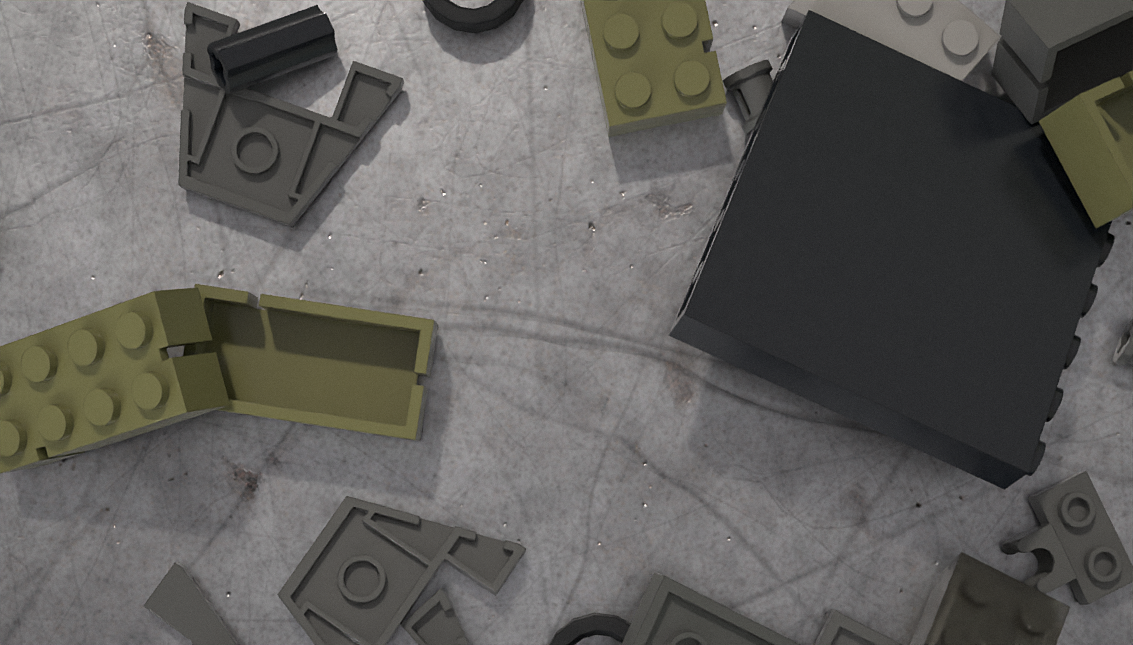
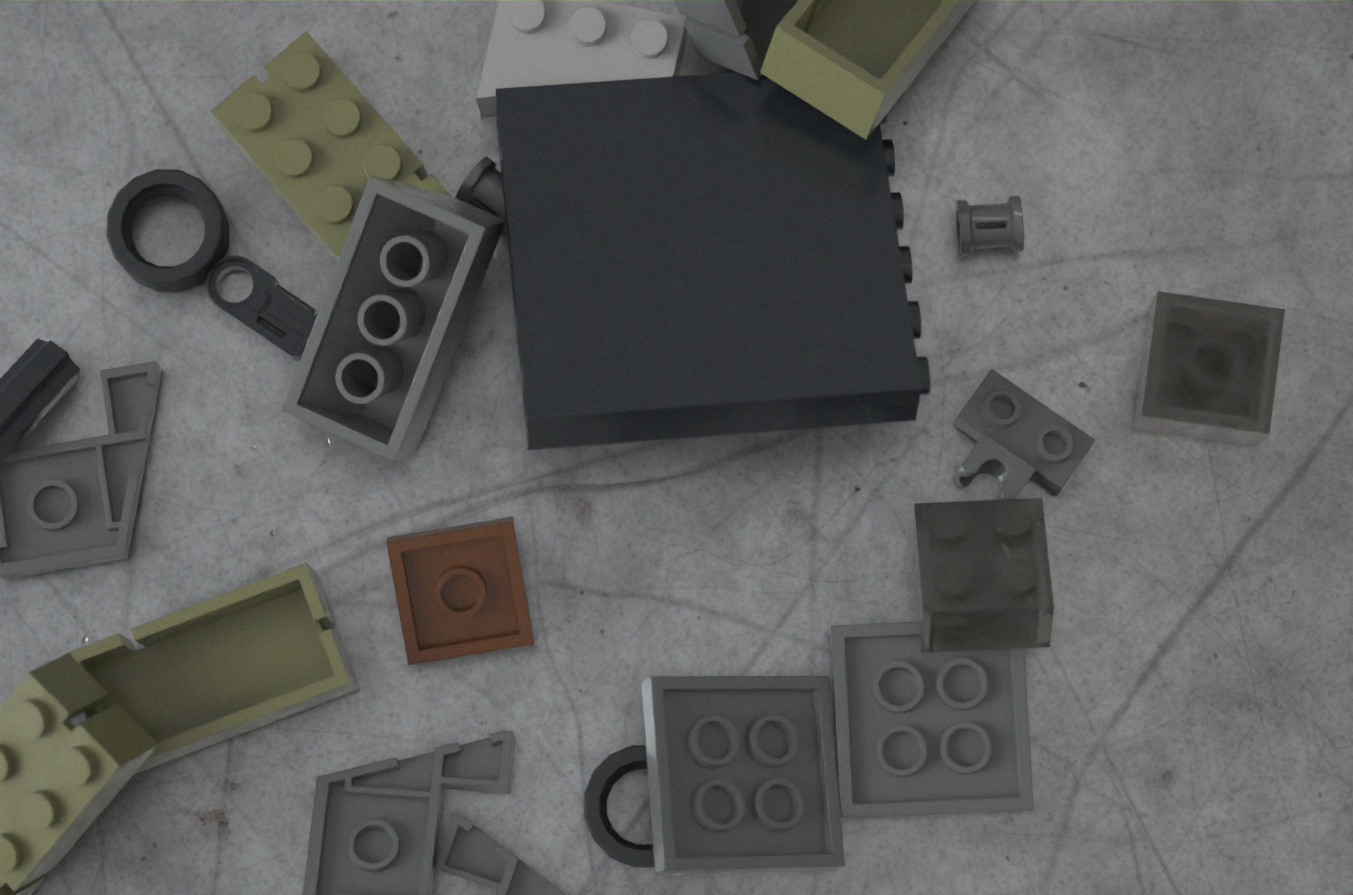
camera: 25 degrees left, 5 degrees down
(518, 86) = (269, 309): none -> black piece
(547, 409) = (460, 590): none -> reddish brown hinge
(618, 153) = (393, 316): none -> dark grey slope

